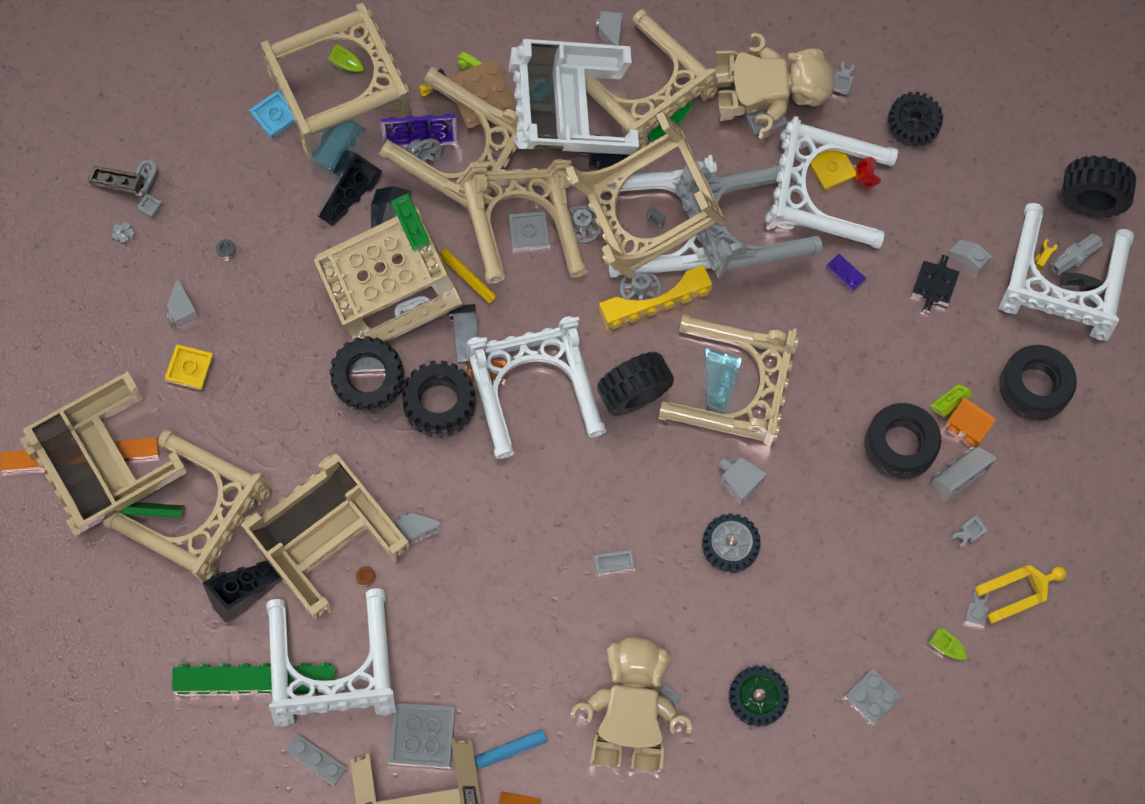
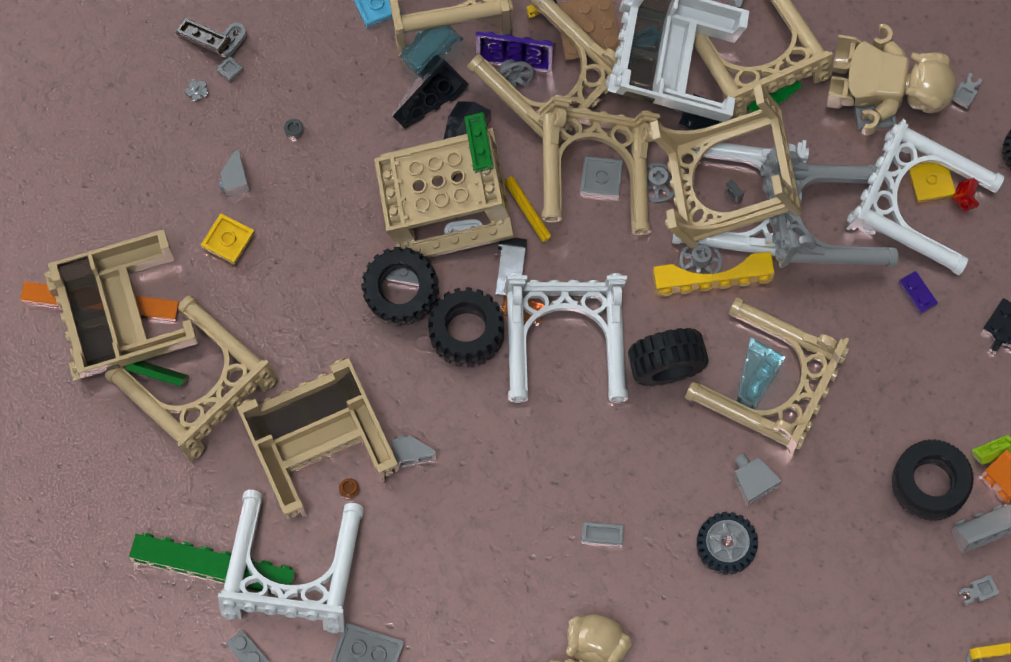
camera: 20 degrees right, 0 degrees up
(238, 590) = (221, 471): black wedge -> none

